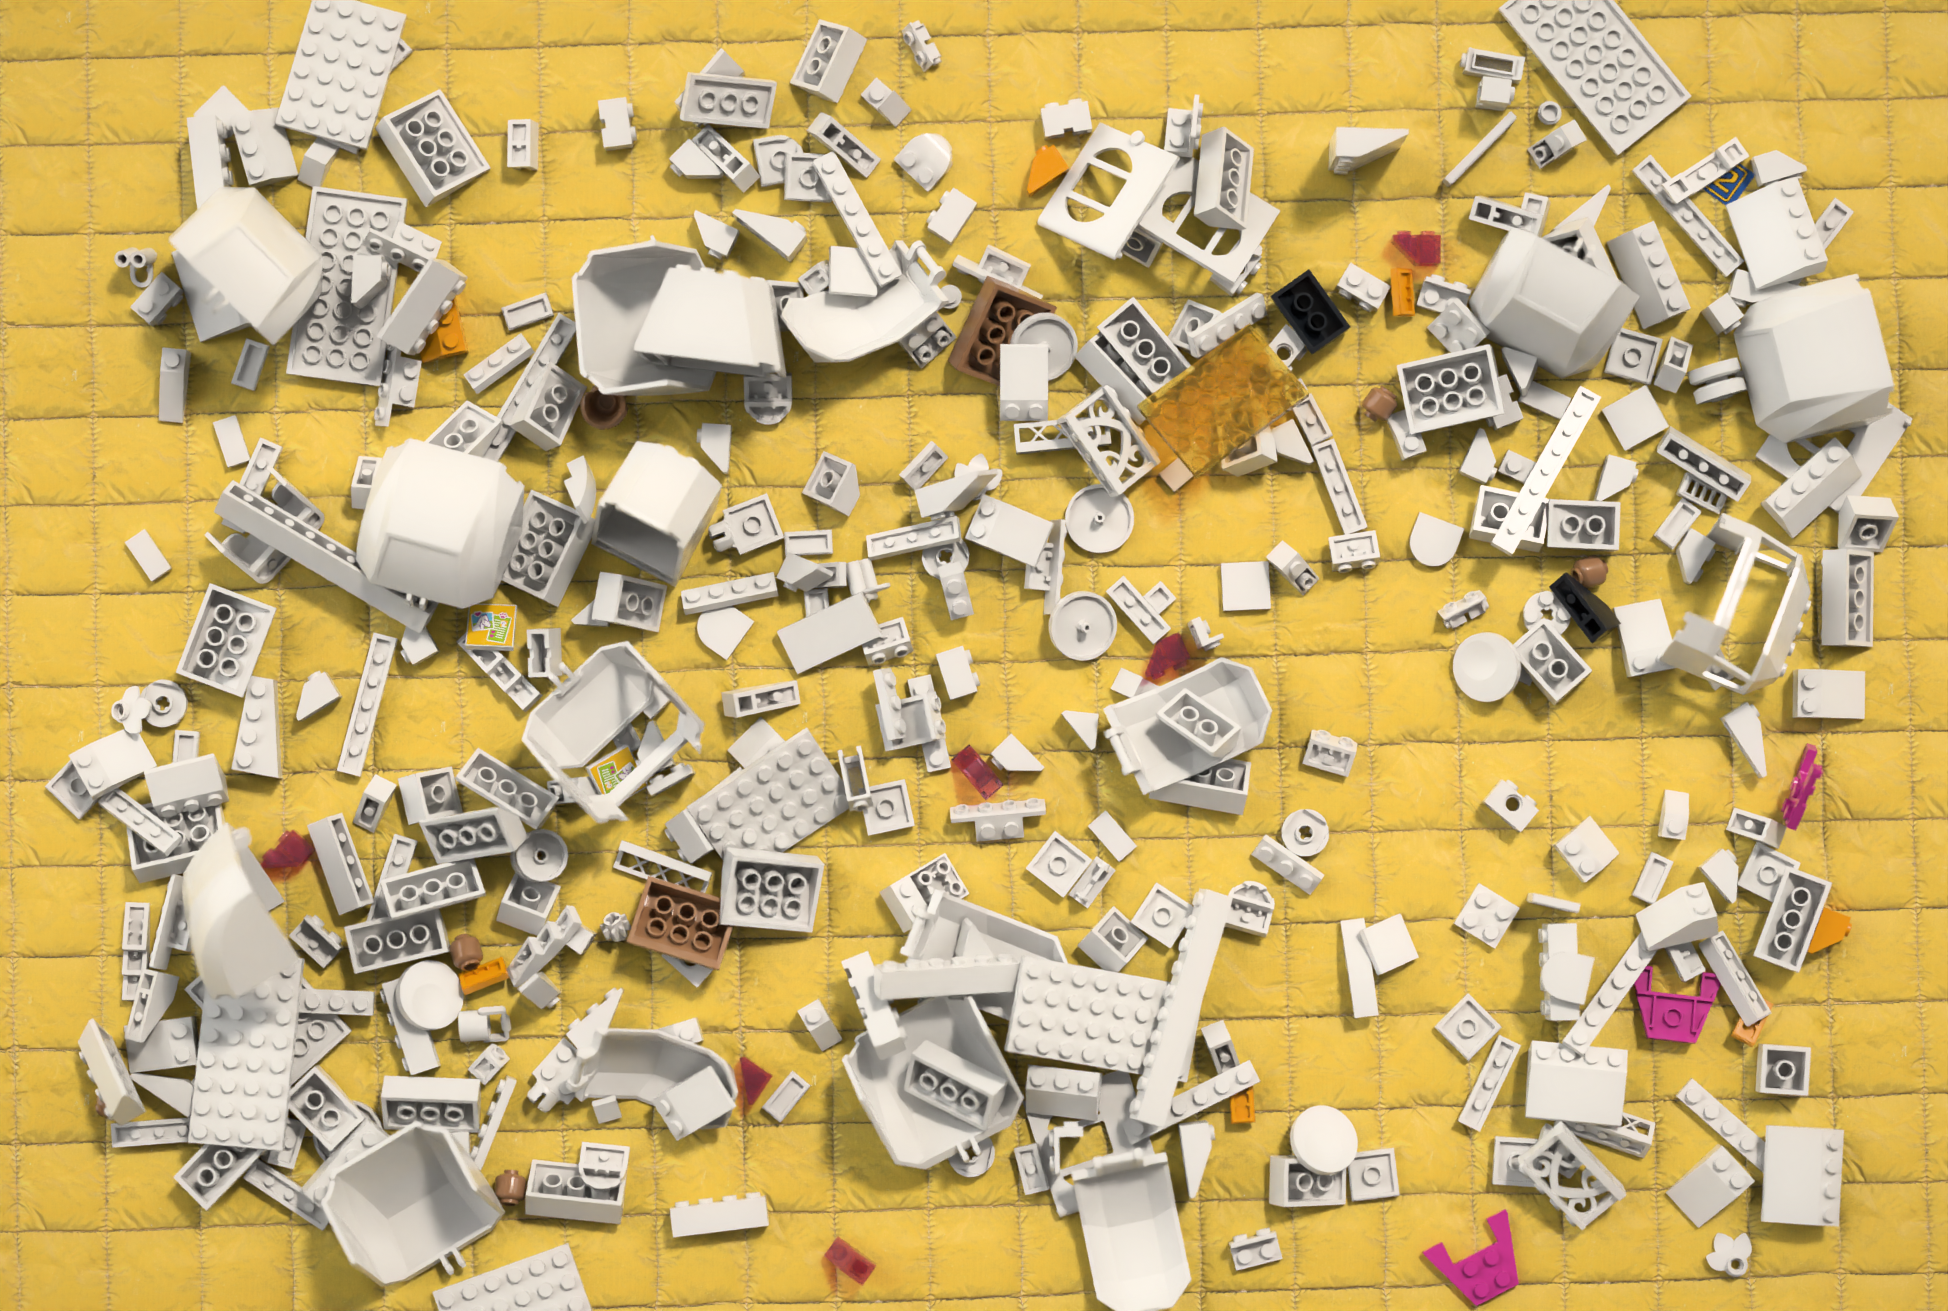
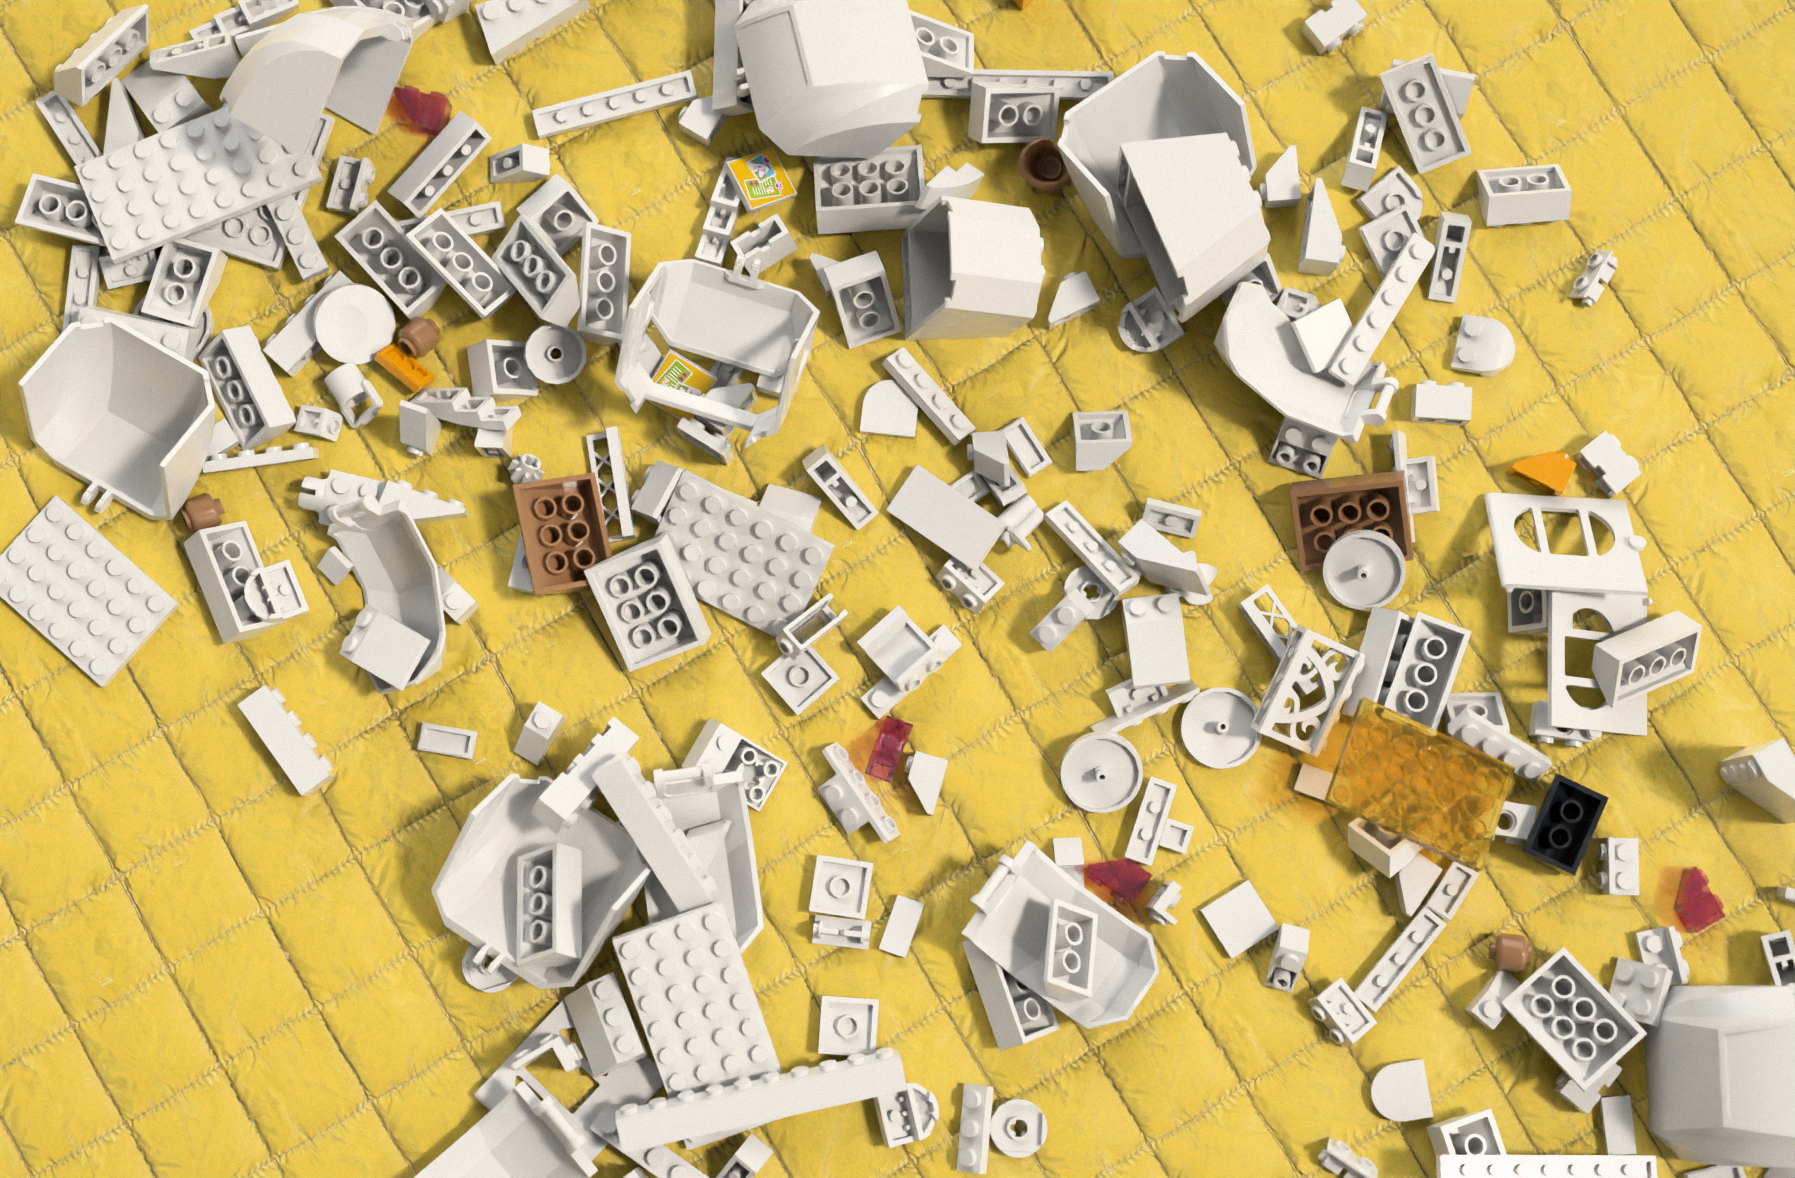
camera: 65 degrees right, 5 degrees down
(316, 695) = (596, 50): white slope -> none
(499, 363) = (1028, 42): white plate -> none
(527, 311) = (1096, 43): white tile -> none
(693, 163) = (1340, 119): white slope -> none
(747, 526) = (1006, 375): white plate -> none
(754, 1078) = (448, 697): clear pink slope -> none
(850, 1260) = (310, 901): clear pink slope -> none
(886, 102) = (1515, 275): white slope -> none
(890, 704) = (907, 618): white plate -> none
(953, 295) = (1358, 451): white plate -> none
(957, 672) = (979, 670): white brick -> none
(1023, 382) = (1317, 569): white slope -> none
(1031, 1168) = (508, 1037): white plate -> none
(1084, 725) = (999, 831): white slope -> none
(1113, 941) = (792, 988): white slope -> none
(1183, 129) = (1672, 588): white bracket -> none
(1330, 752) = (1117, 1107): white bracket -> none
(1402, 292) = (1640, 910): light orange plate -> none
(1479, 459) = (1514, 1091): white slope -> none
(1516, 466) = (1530, 1135): white plate -> none
(1521, 367) = (1637, 1081): white slope -> none

